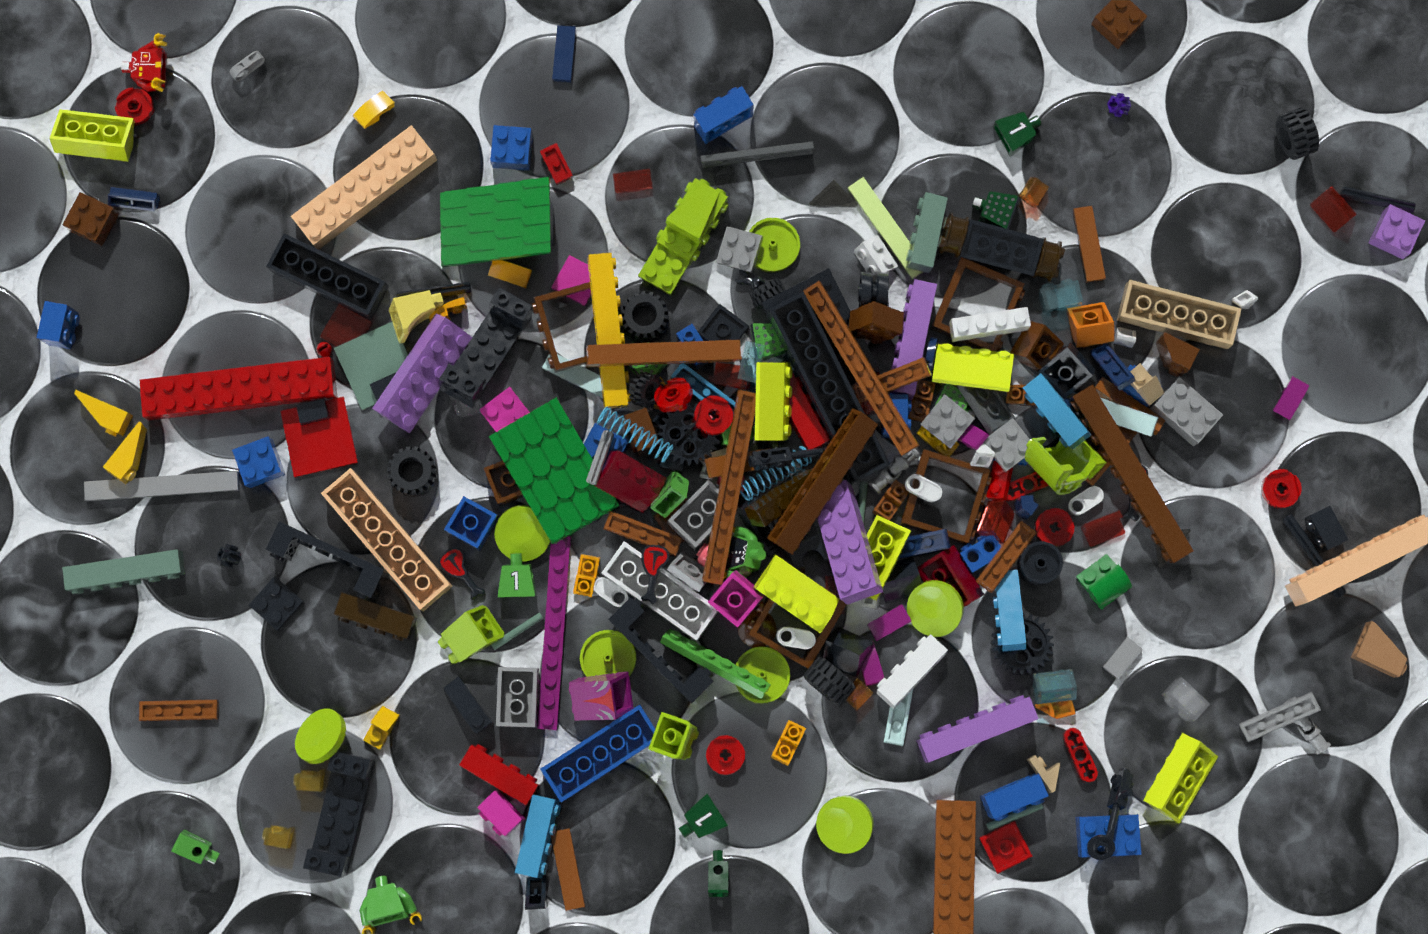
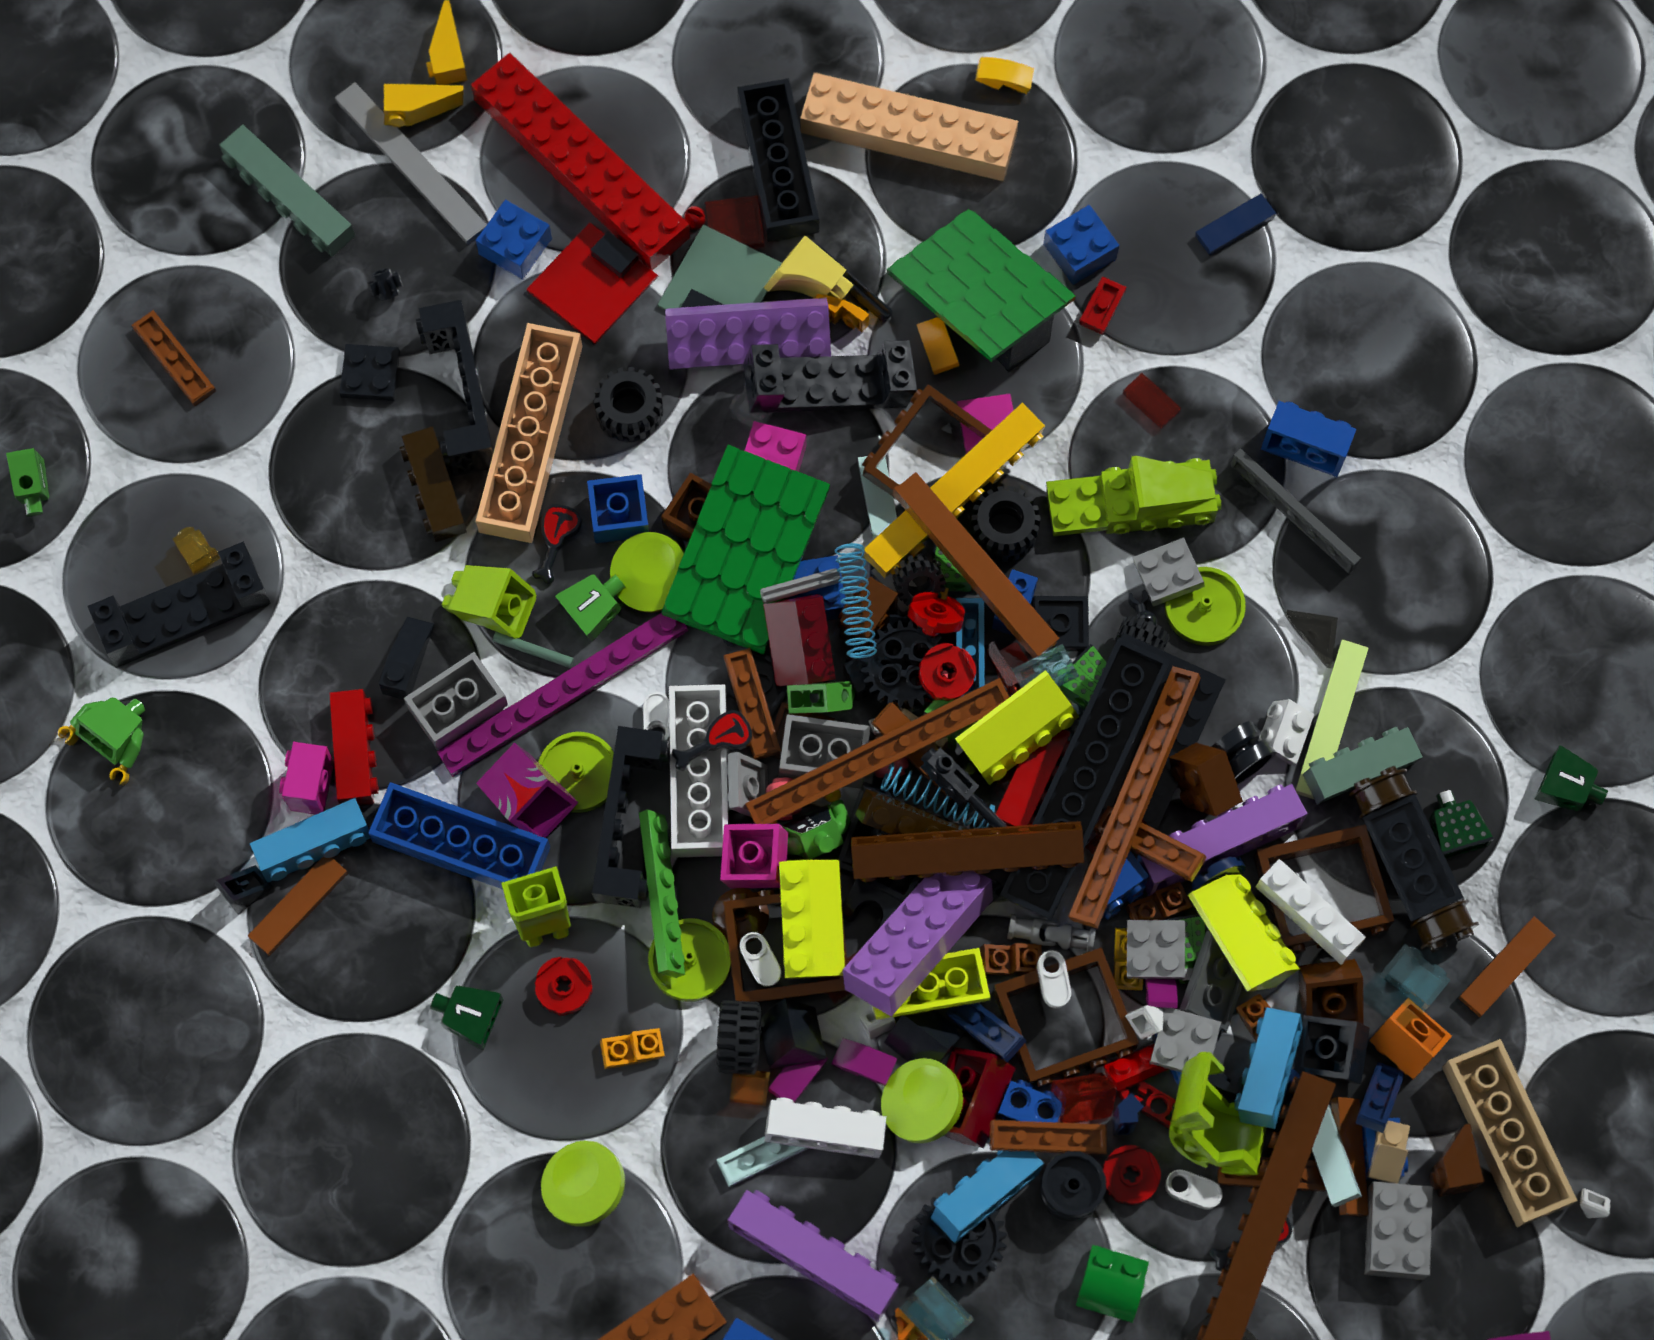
camera: 50 degrees right, 10 degrees down
(278, 836) = (107, 561): clear yellow window -> none
(320, 736) = (252, 520): lime piece -> none
(381, 727) = (312, 582): yellow slope -> none
(586, 575) = (656, 678): light orange slope -> none
(718, 883) = (403, 1084): dark green torso -> none
(862, 498) = (982, 927): sand green bar -> none
(1033, 192) = (1514, 855): clear orange piece -> none
(1103, 529) = (1177, 1236): clear red panel -> none
(1125, 337) = (1429, 1092): white slope -> none

